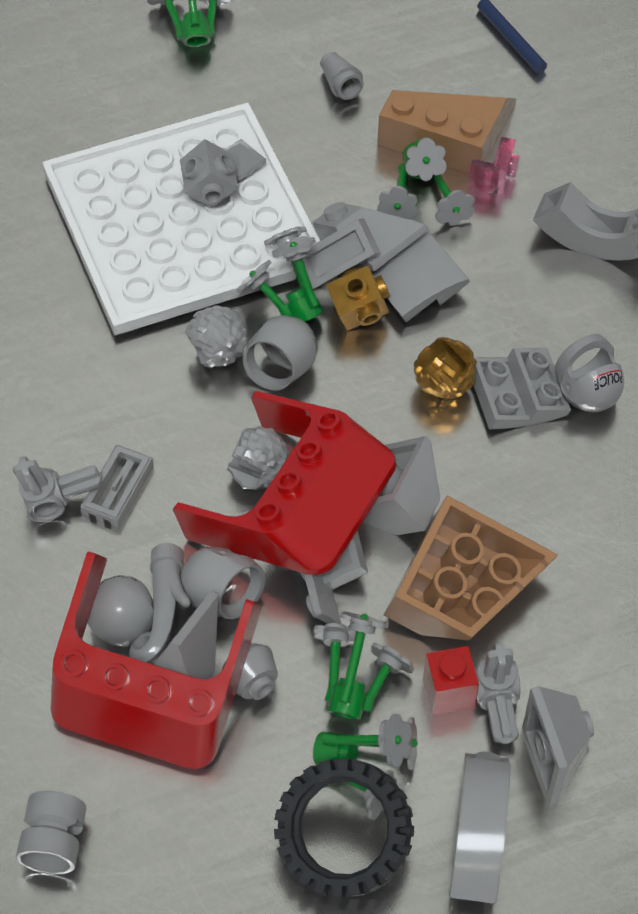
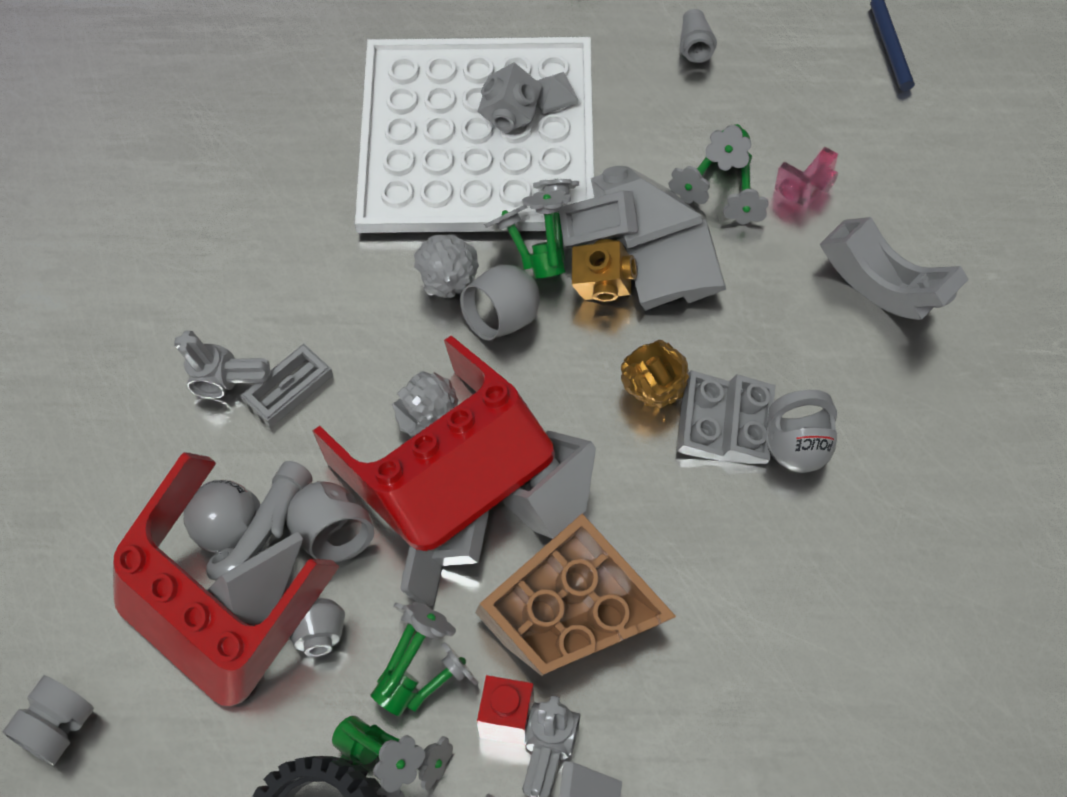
camera: 25 degrees right, 5 degrees up
(460, 123) = (780, 117): medium nougat wedge -> none

